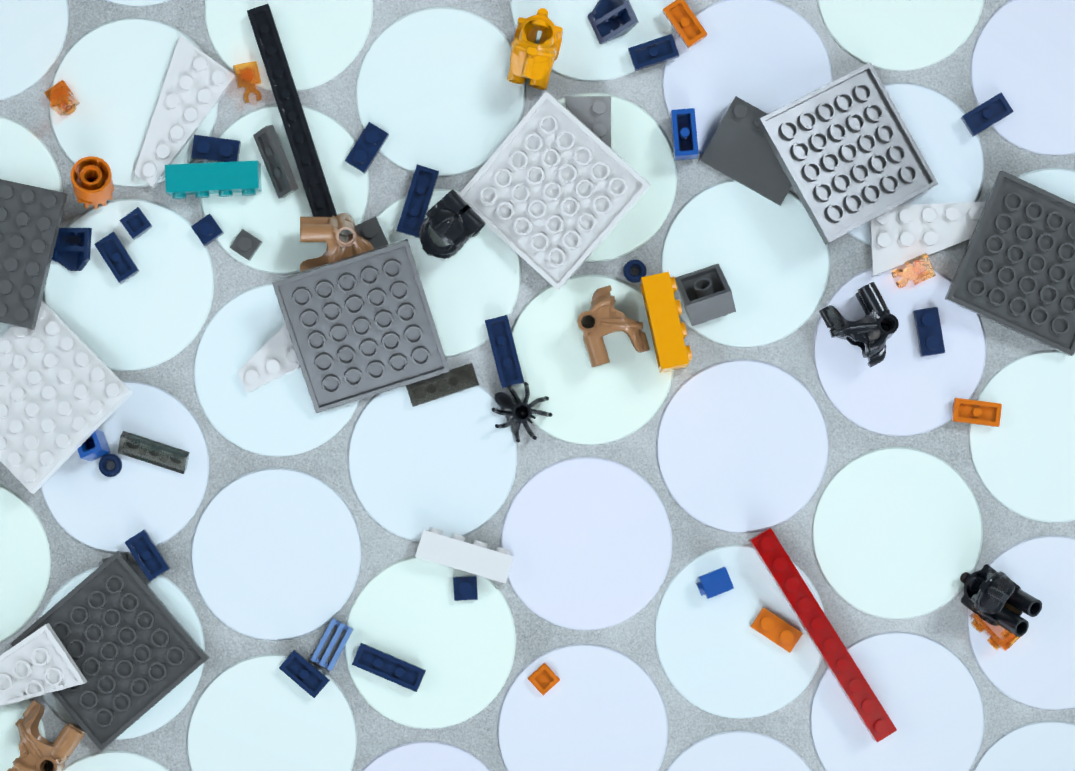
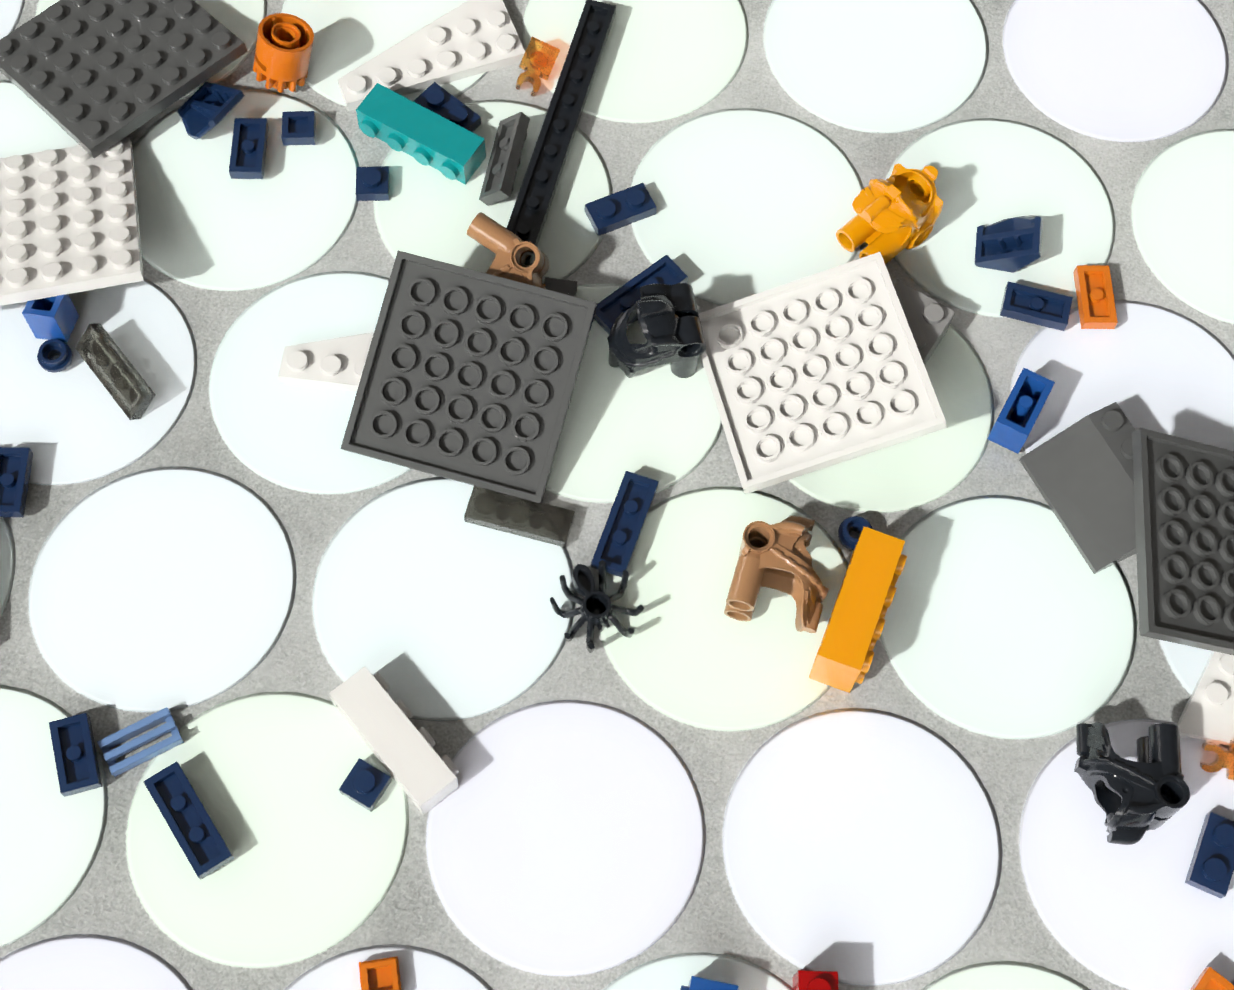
camera: 20 degrees right, 20 degrees down
(246, 245) = (404, 224): dark grey plate -> none
(705, 294) = (932, 617): dark grey slope -> none

